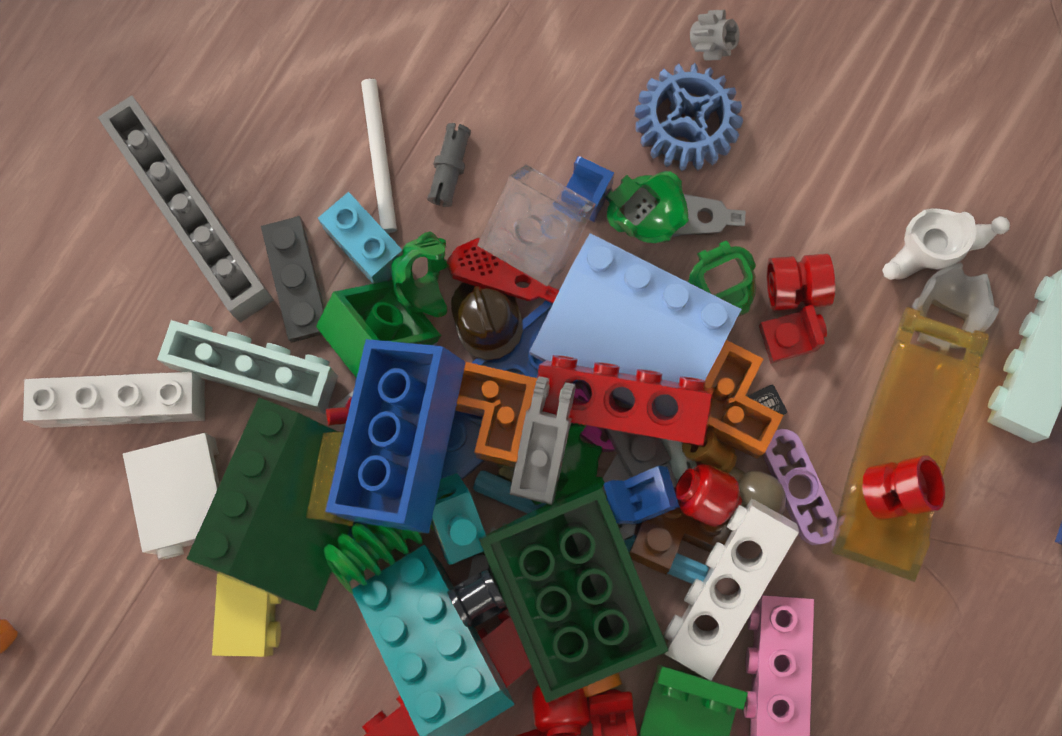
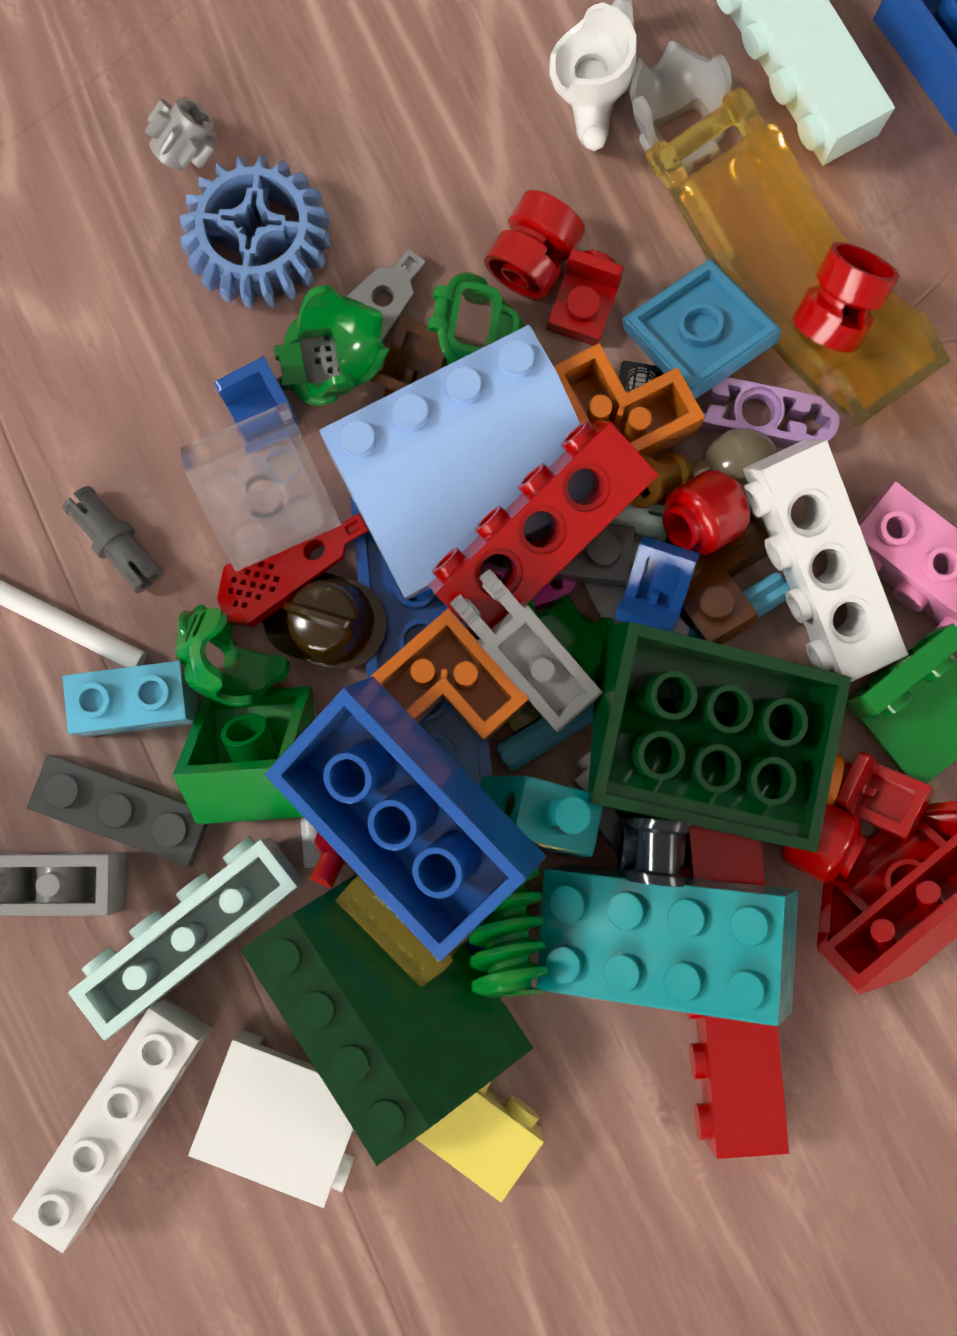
camera: 60 degrees left, 5 degrees up
(677, 256) = (410, 356): none -> reddish brown bracket
(824, 417) = (702, 328): none -> dark azure tile

